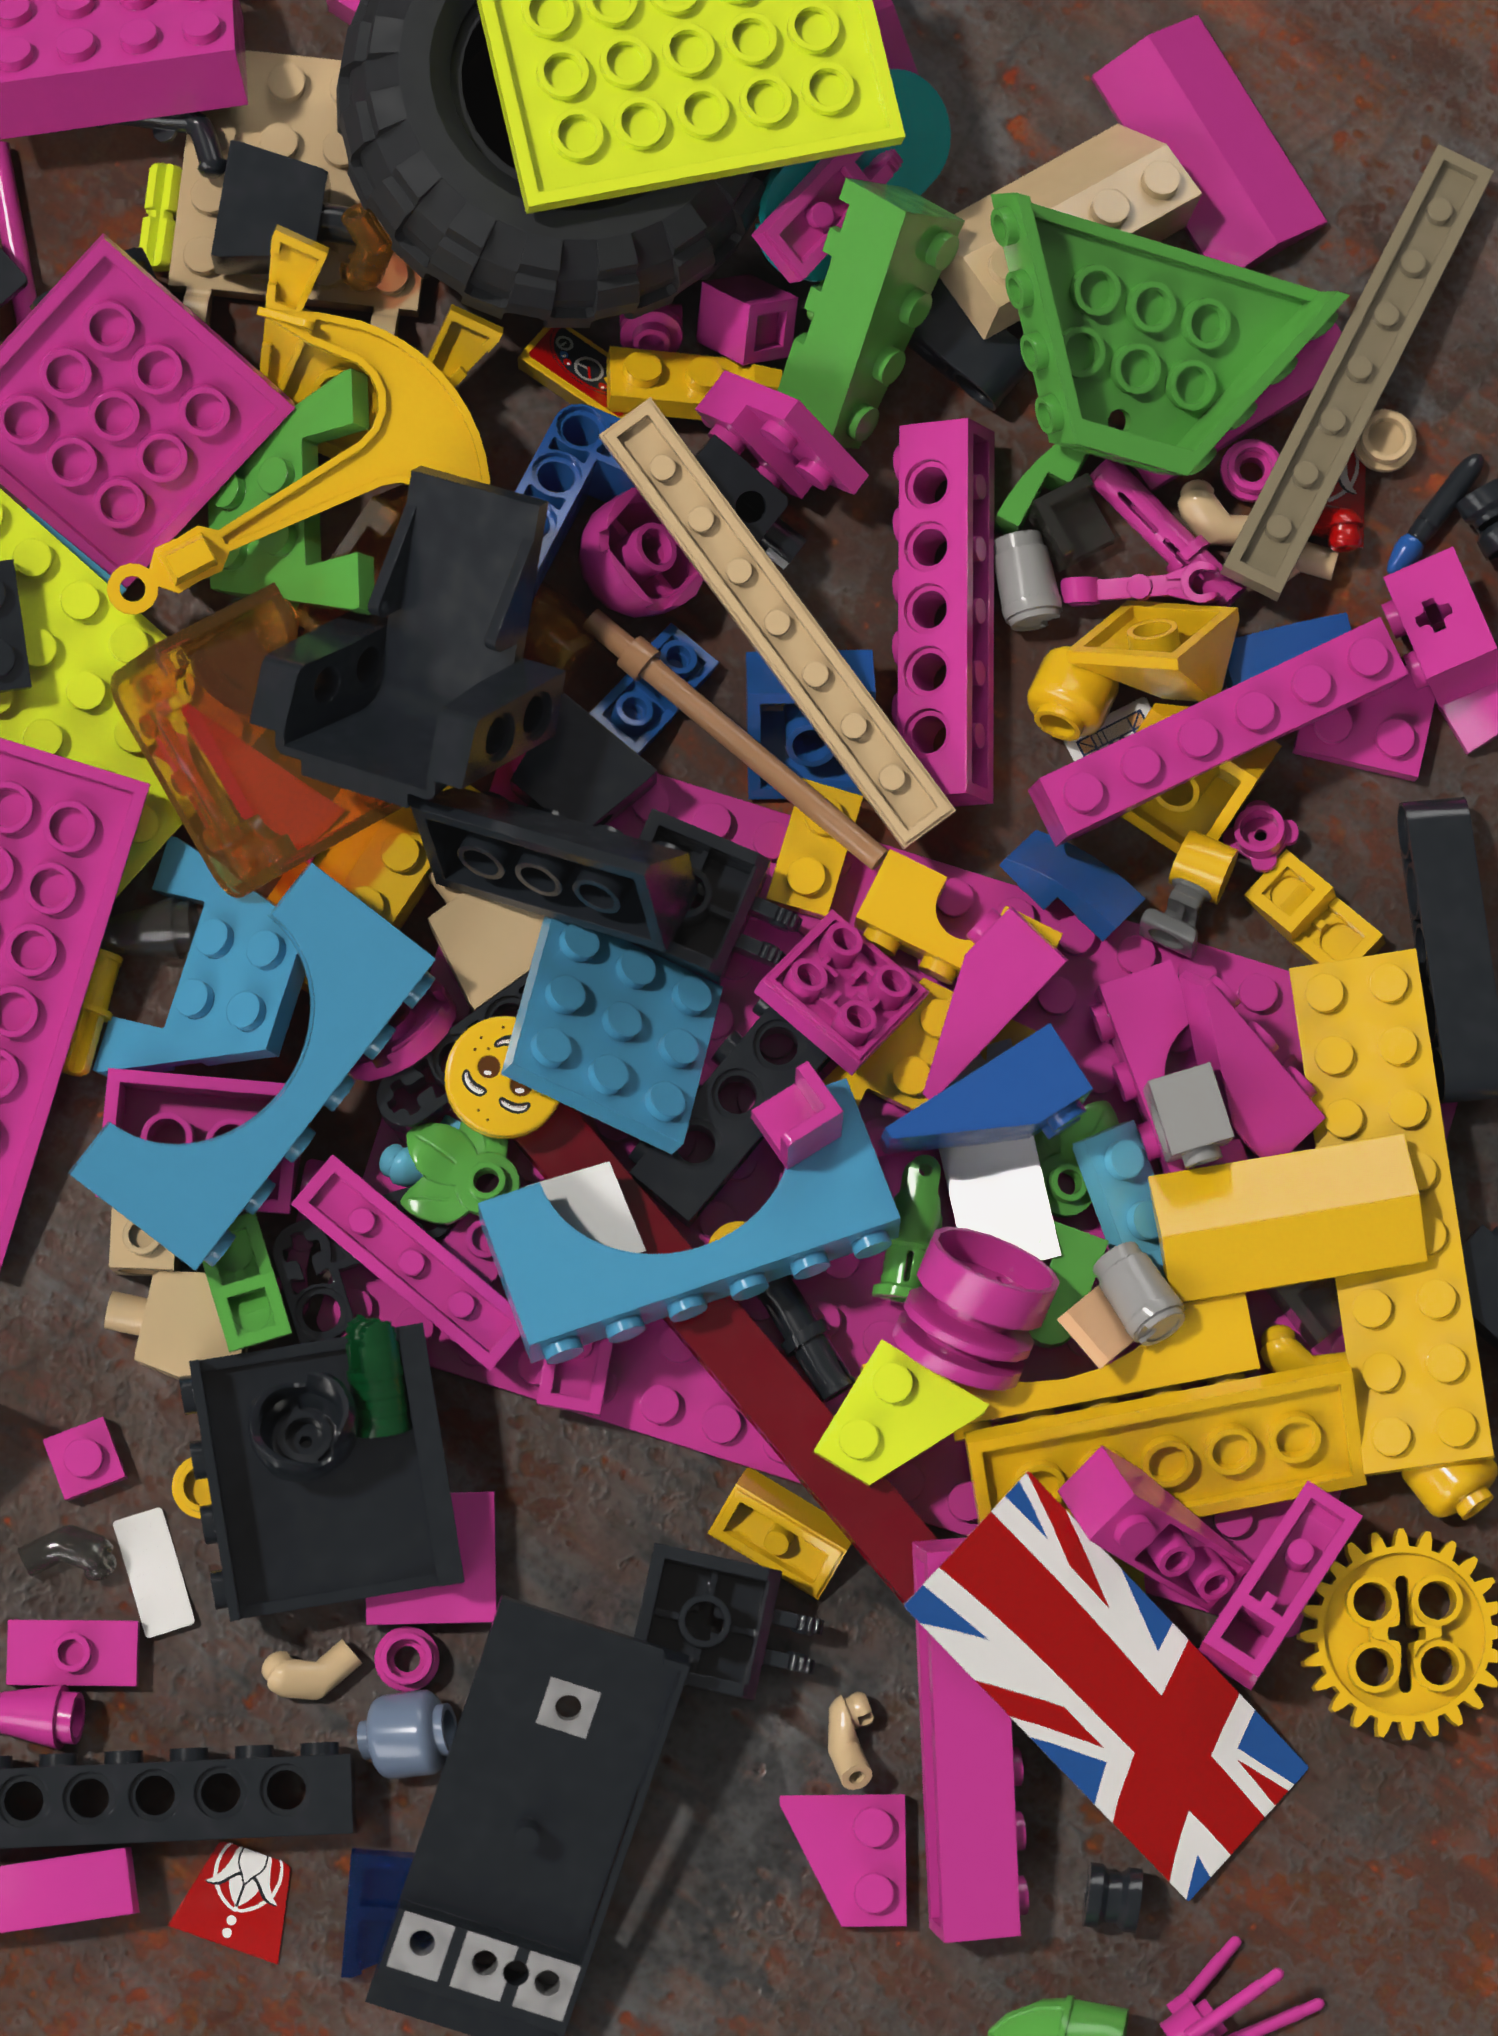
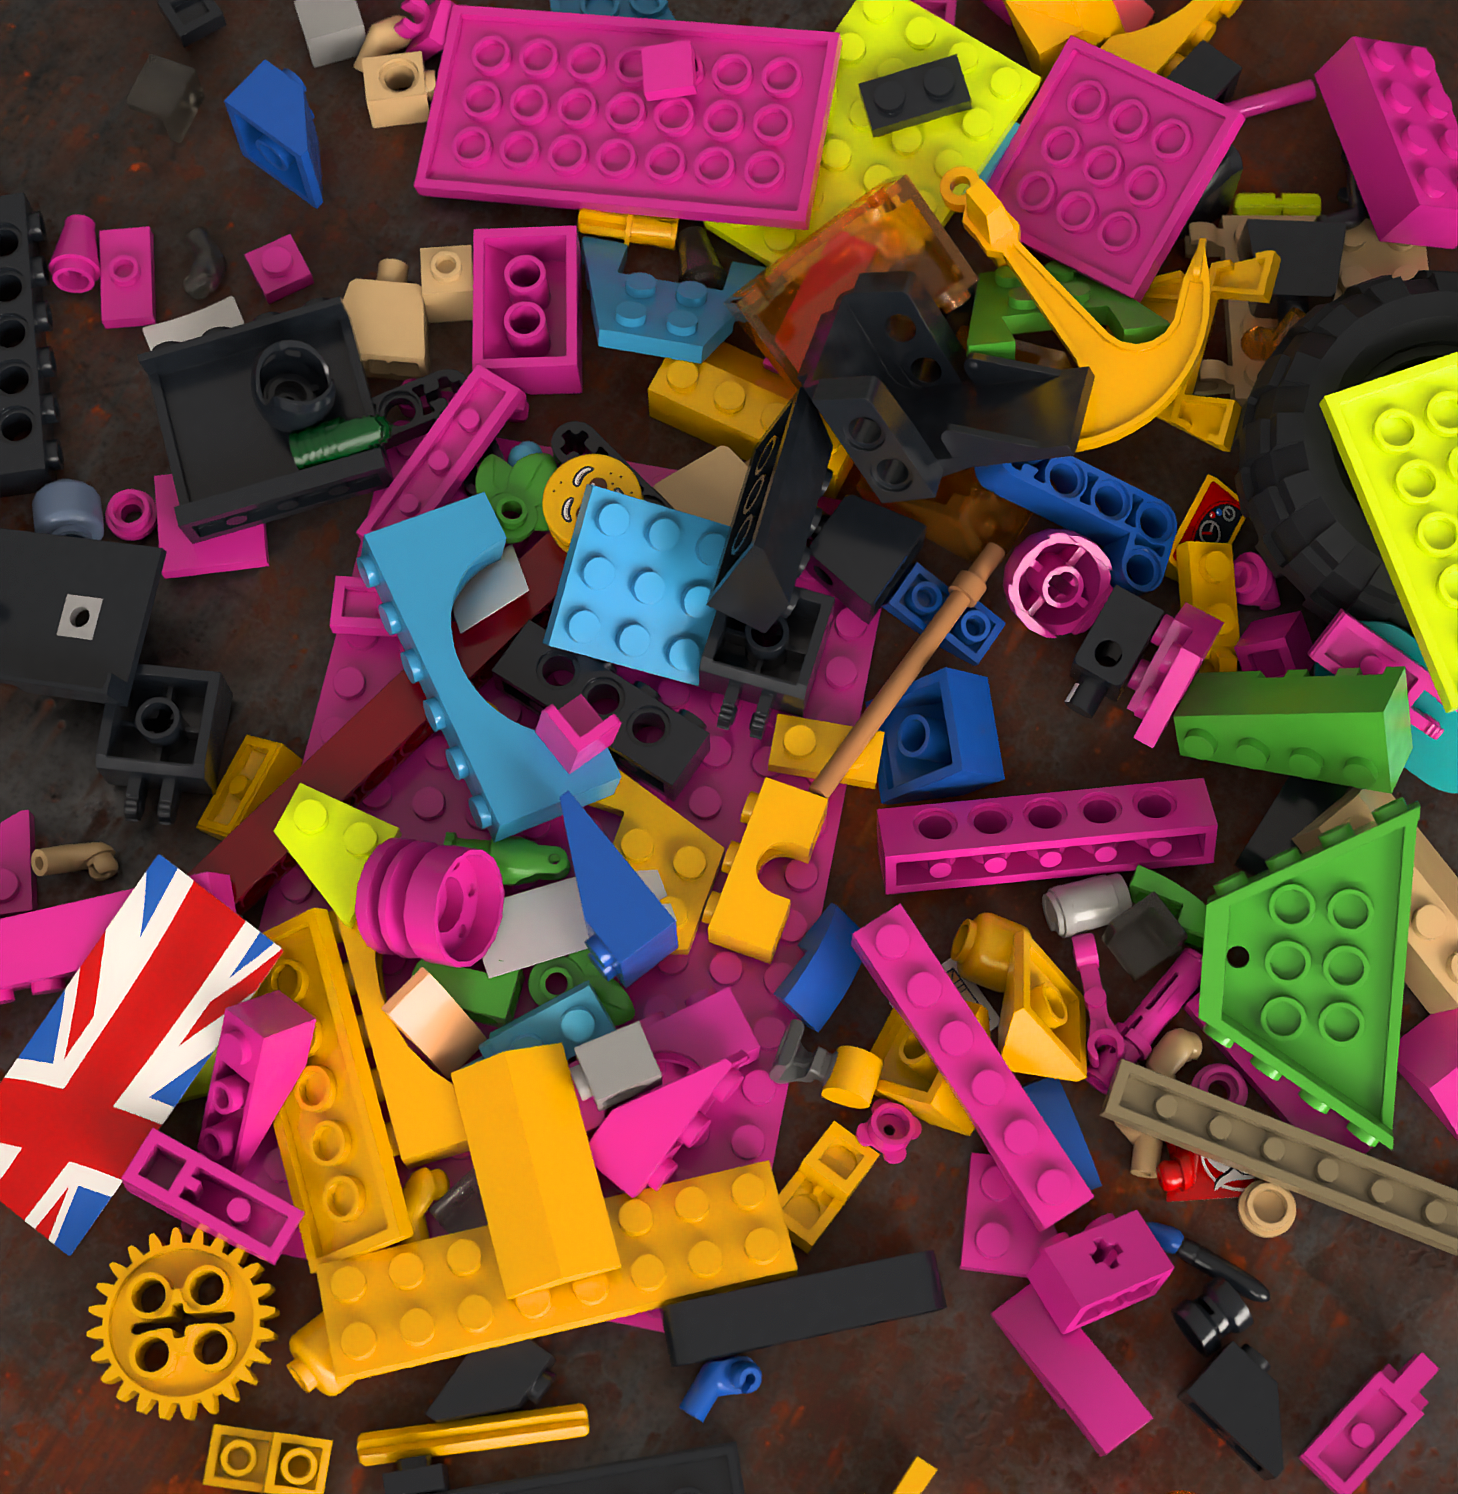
camera: 90 degrees right, 10 degrees down
(247, 1289) = (414, 344): bright green slope -> none
(306, 1678) = (111, 445): tan arm -> none
(356, 981) = (658, 380): dark azure arch -> none
(415, 1035) = (634, 439): dark pink tile -> none
(777, 623) = (1006, 680): tan tile -> none
(806, 1338) = (406, 783): black pin -> none
(841, 992) = (698, 771): dark pink tile -> none
(993, 985) = (711, 886): dark pink slope -> none
(1139, 1294) = (455, 1042): light grey piece -> none

